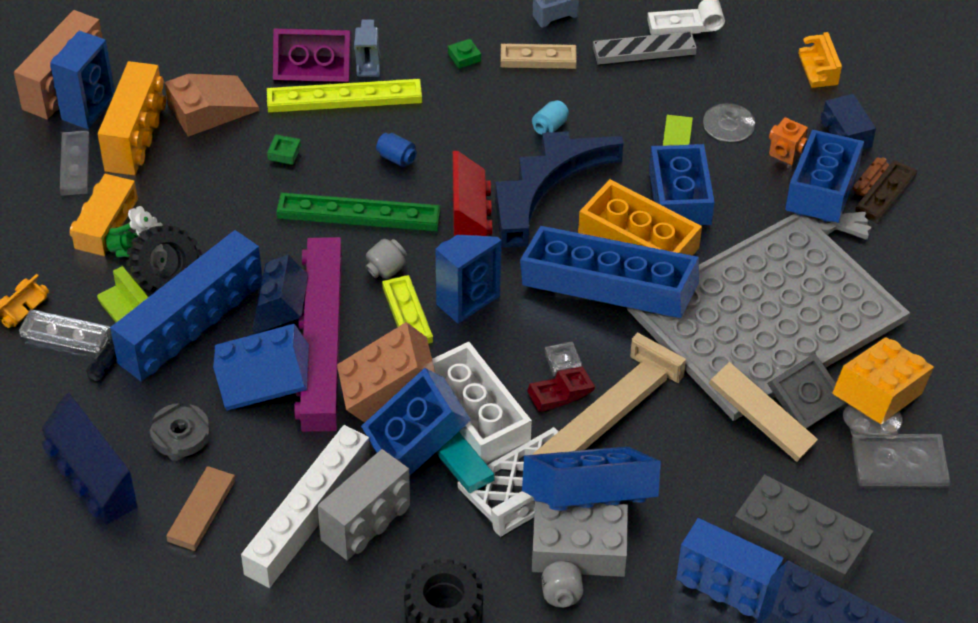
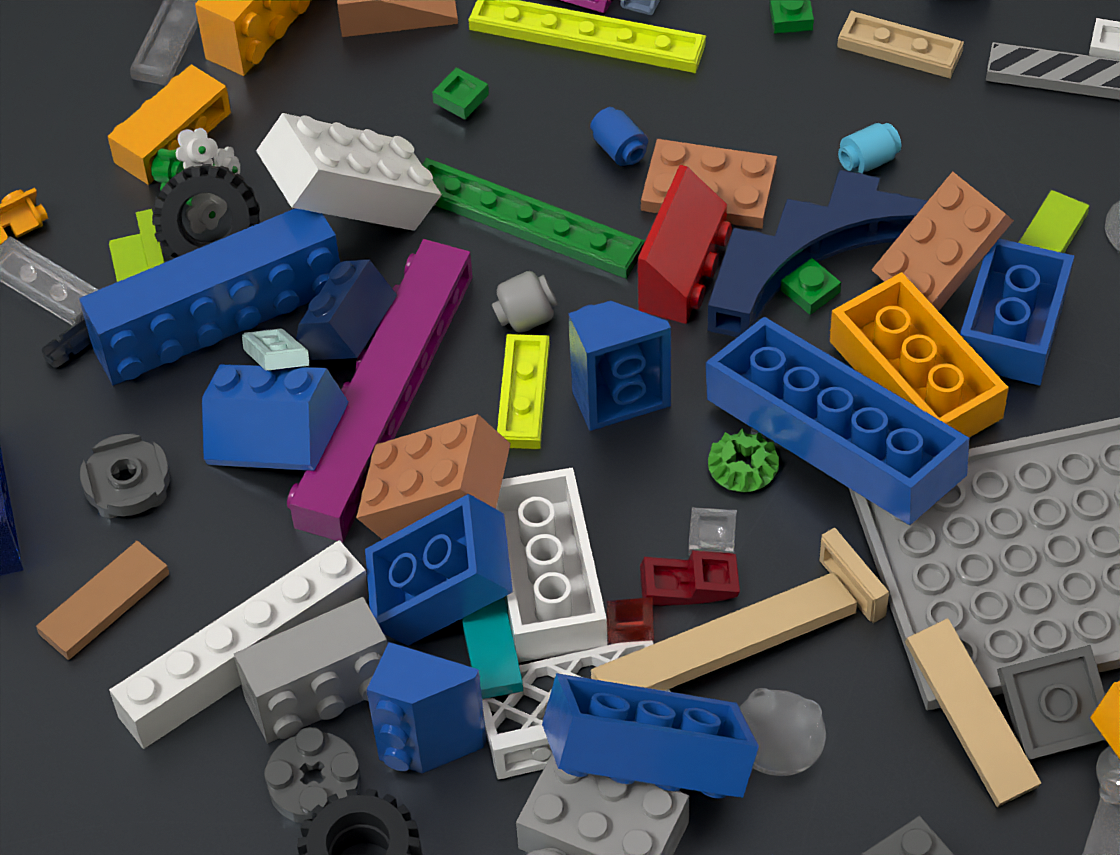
camera: 25 degrees right, 5 degrees up
(247, 208) = (348, 172): none -> white brick
(247, 325) = (275, 349): none -> light aqua tile
(382, 554) = (308, 752): none -> dark grey plate
(438, 160) = (735, 176): none -> nougat plate
(449, 503) = (424, 710): none -> blue slope
(541, 421) = (630, 620): none -> clear red tile
(552, 205) = (810, 286): none -> green plate
(562, 322) = (738, 475): none -> bright green gear
(625, 154) = (945, 240): none -> nougat plate
(663, 448) = (786, 730): none -> clear dish

